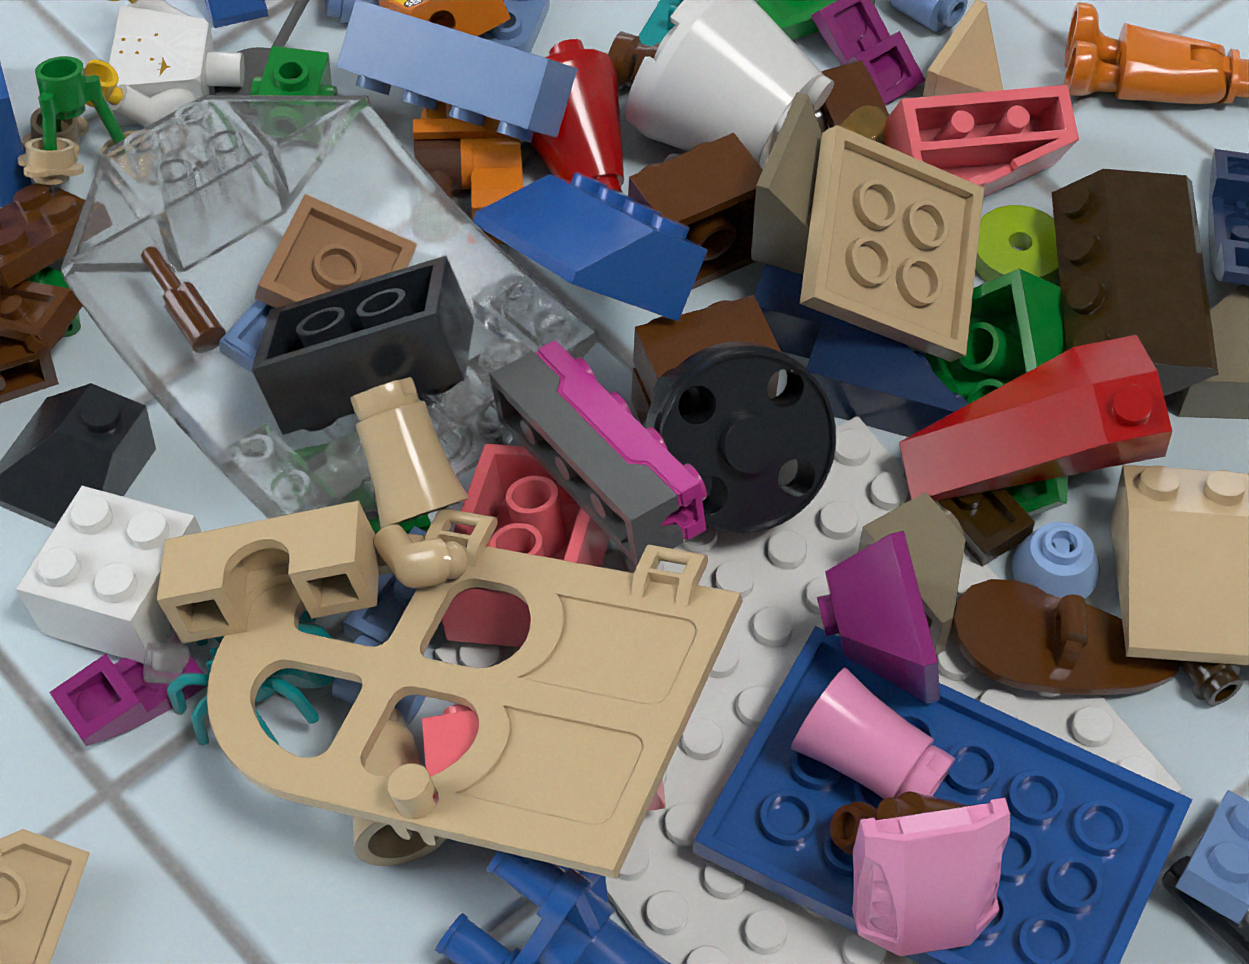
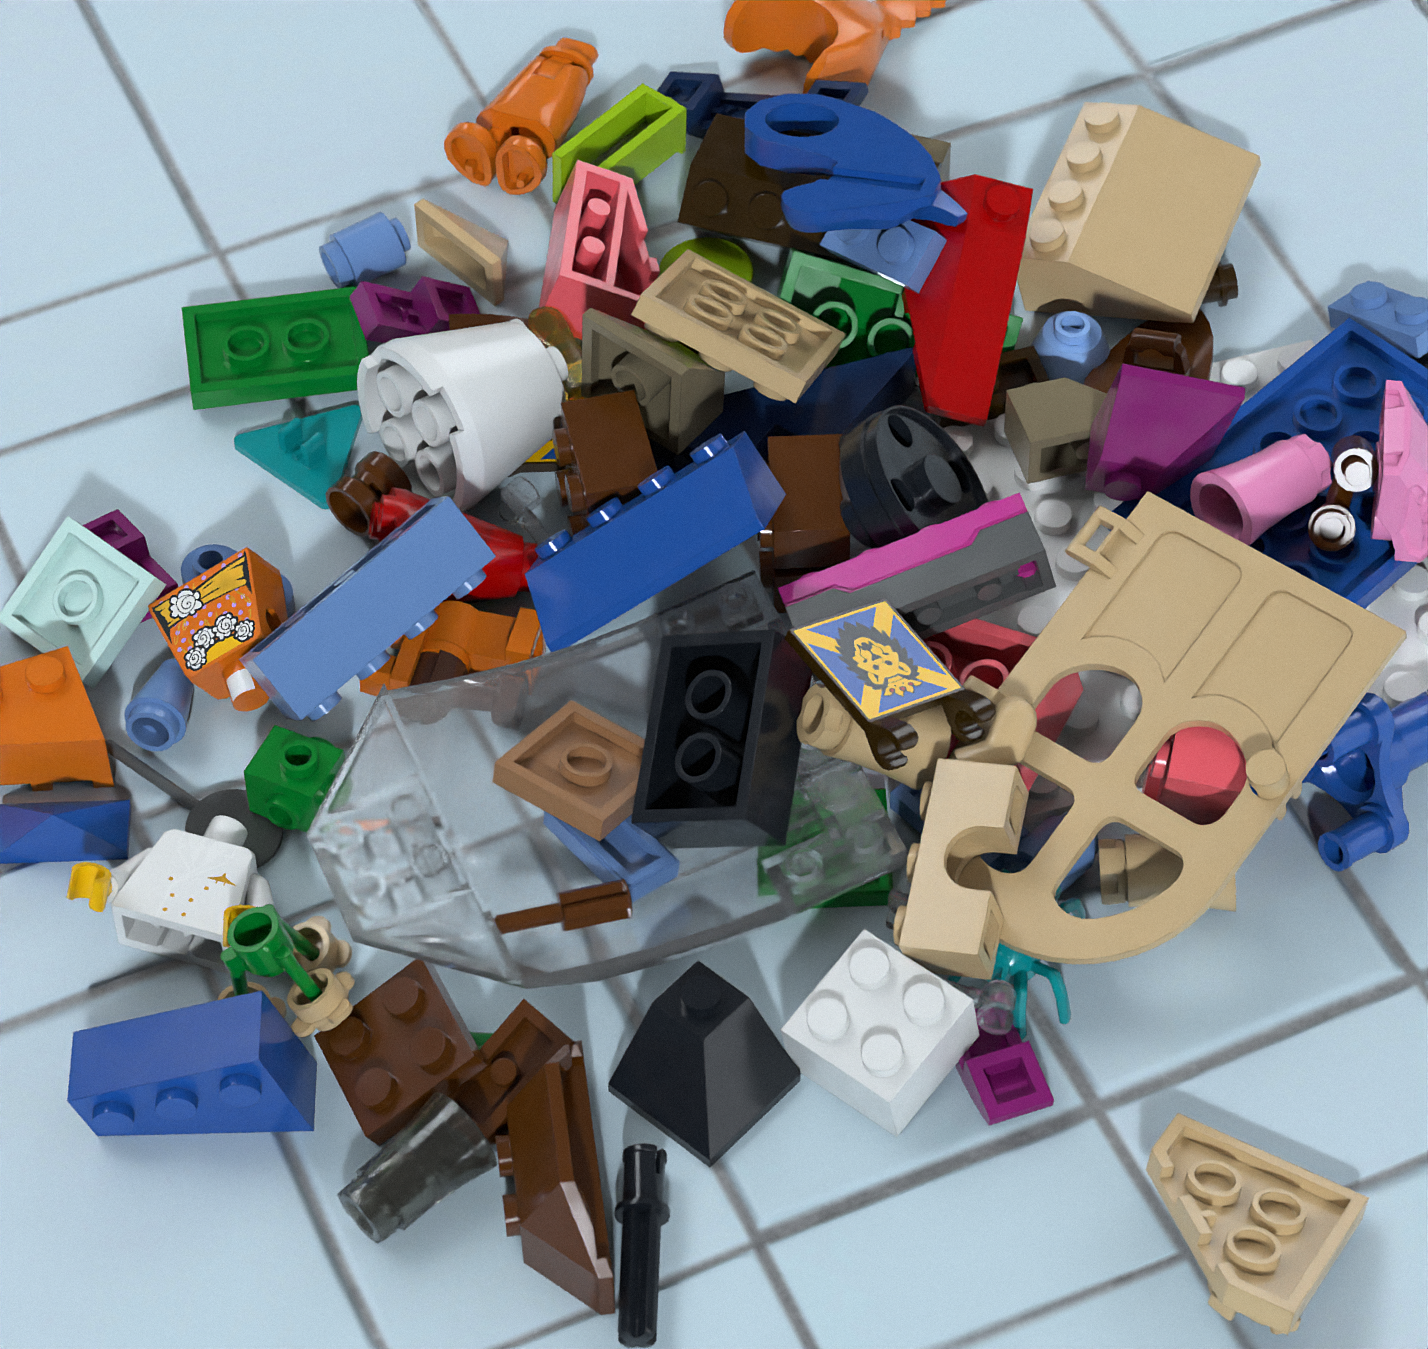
camera: 70 degrees left, 5 degrees down
(444, 422) = (886, 674): none -> flag
(1061, 335) = (898, 254): none -> medium blue plate
(1140, 133) = (625, 139): none -> lime window
(1141, 287) = (874, 165): none -> blue animal

